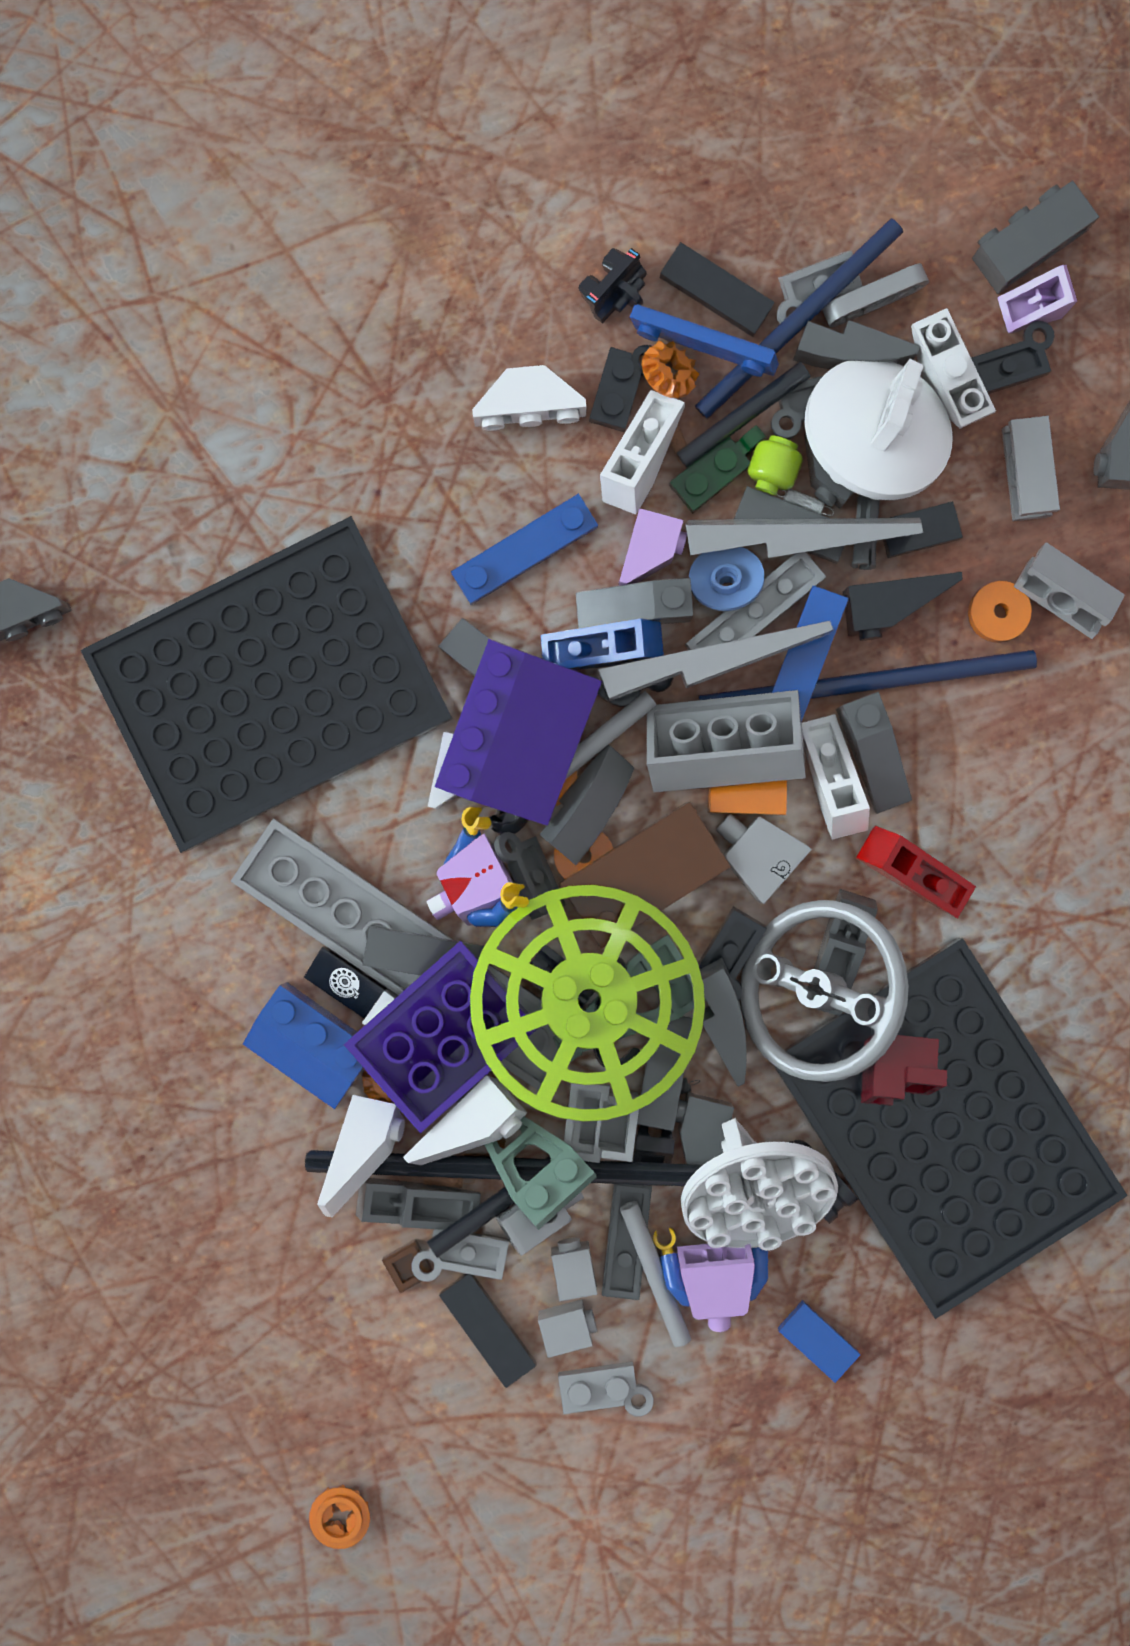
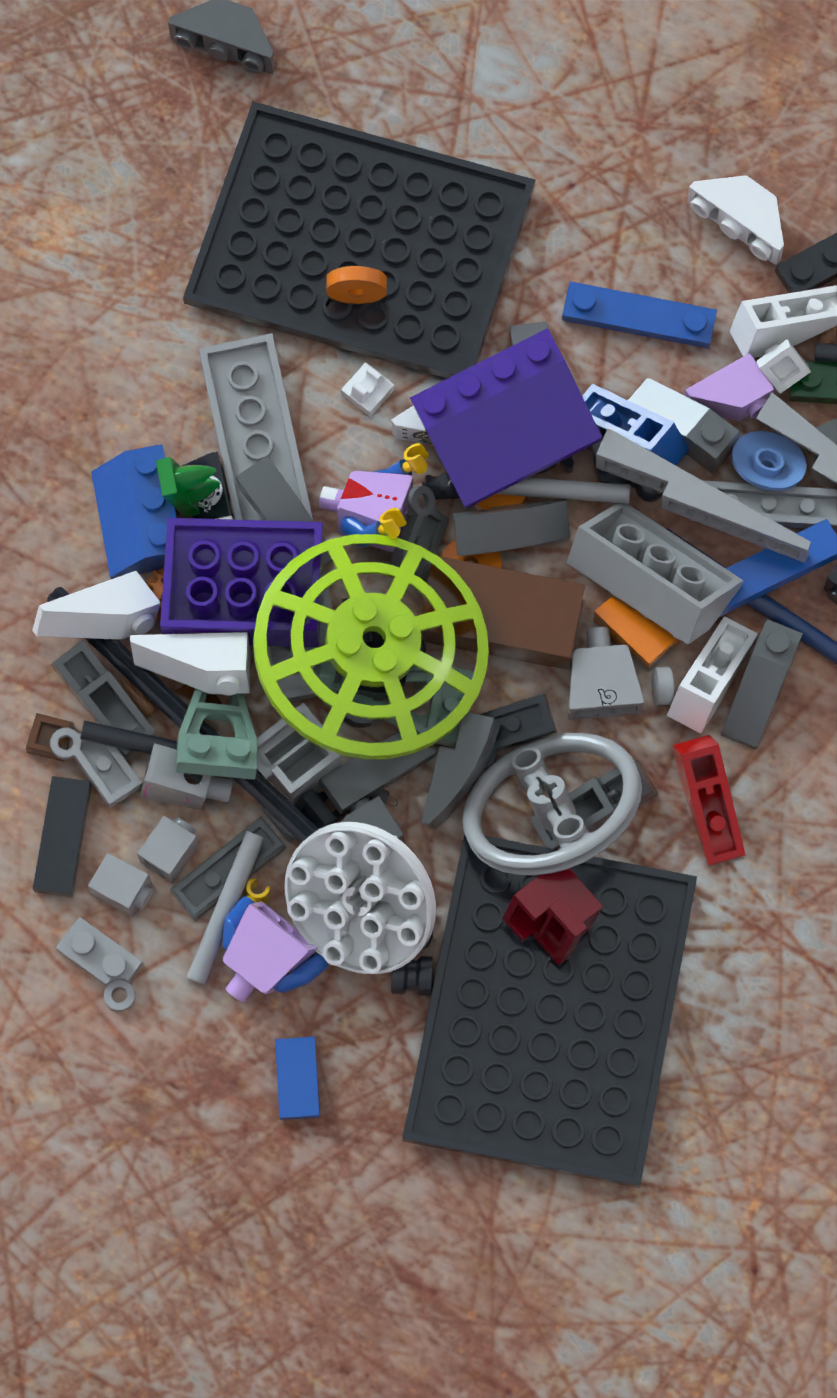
camera: 45 degrees right, 15 degrees down
(303, 728) = (356, 284): none -> orange piece
(326, 1003) = (185, 484): none -> green tile
(382, 792) = (367, 389): none -> white tile
(671, 495) = (783, 365): none -> white tile
(807, 819) = (662, 686): none -> light grey tile

